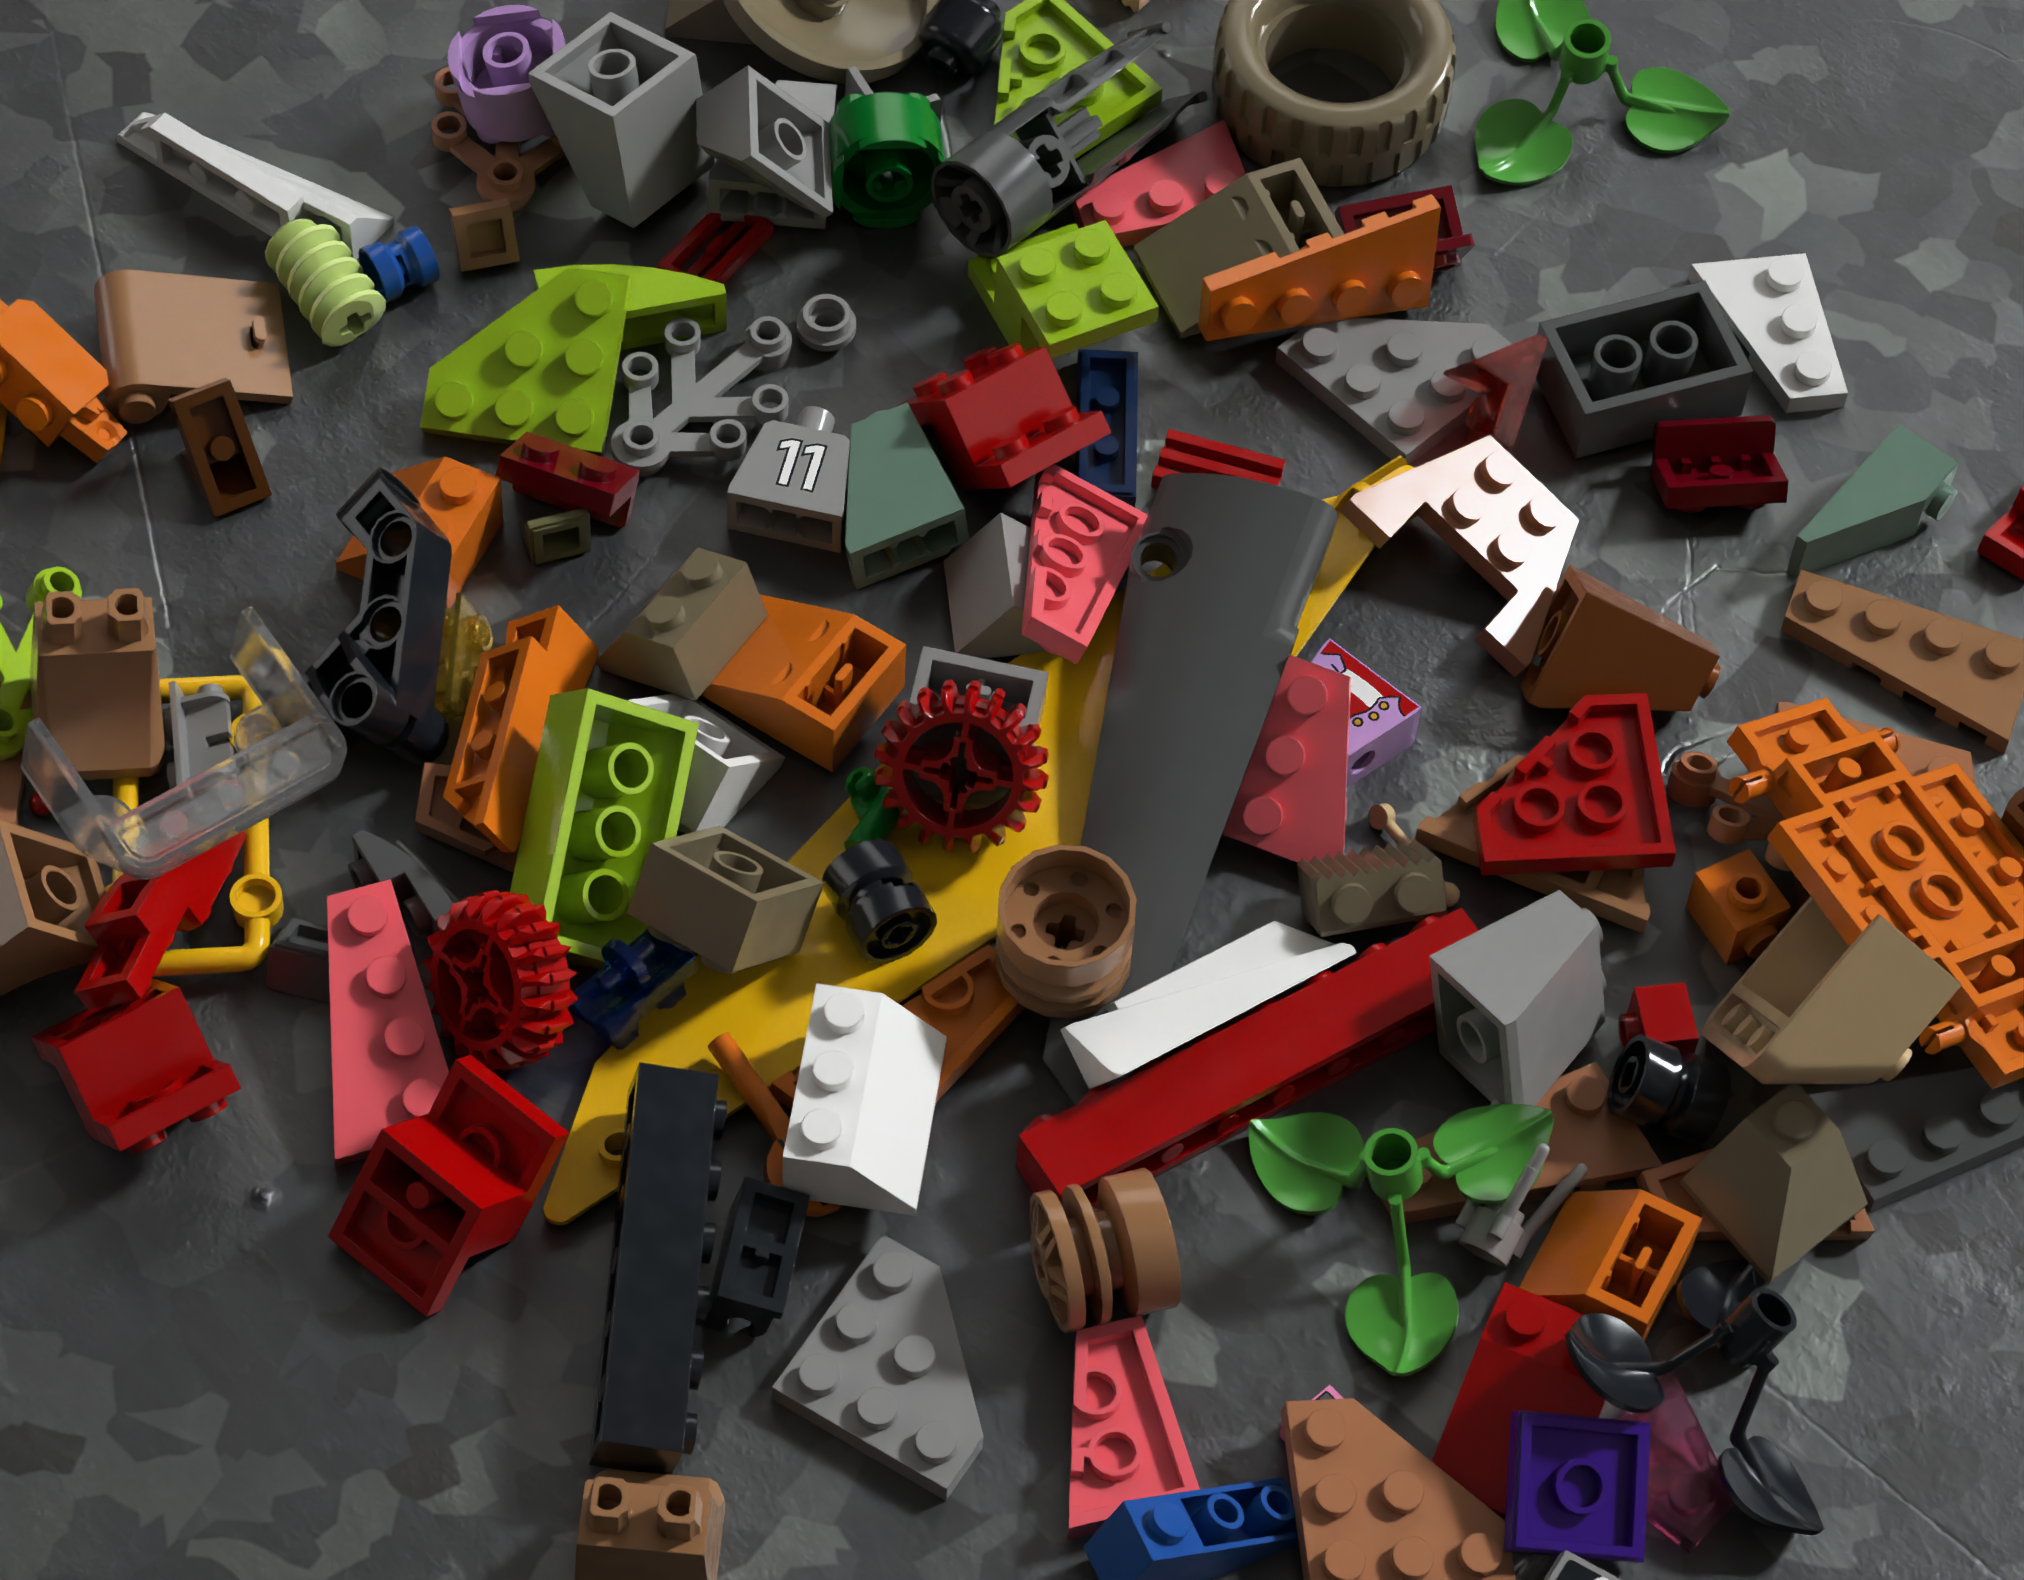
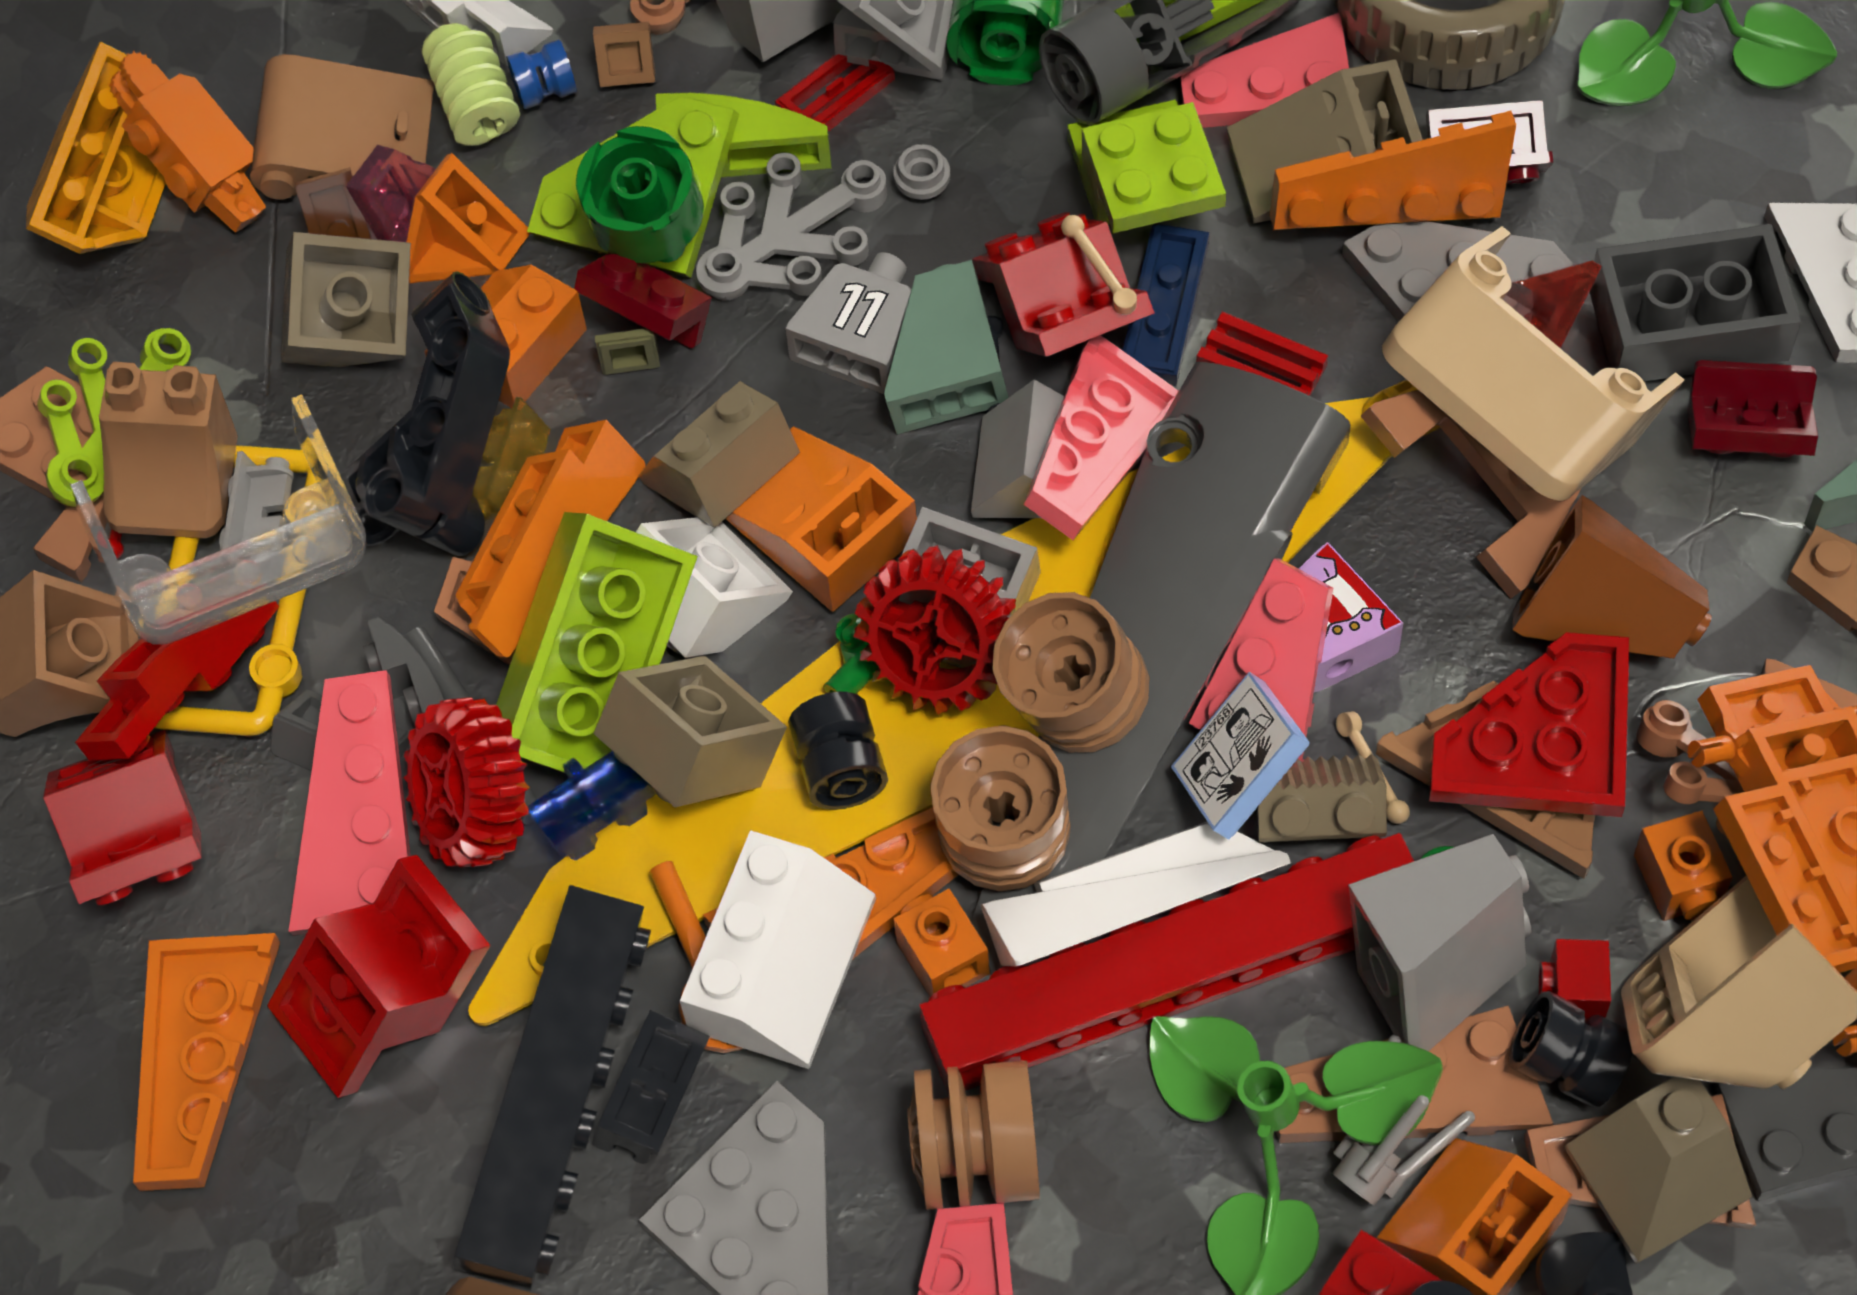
camera: 20 degrees right, 5 degrees up
(245, 516) = (344, 300): none -> dark tan slope
(261, 1280) = (194, 1043): none -> orange wing
(284, 408) = (387, 190): none -> clear pink wing
(348, 431) = (460, 227): none -> orange slope
(553, 371) = (640, 195): none -> green brick
(1021, 1077) = (941, 942): none -> orange brick
(1081, 420) = (1123, 298): none -> tan hinge
(1105, 756) = (1071, 672): none -> medium nougat wheel
(1289, 852) = (1240, 755): none -> tile
(1490, 456) = (1516, 384): none -> tan windscreen

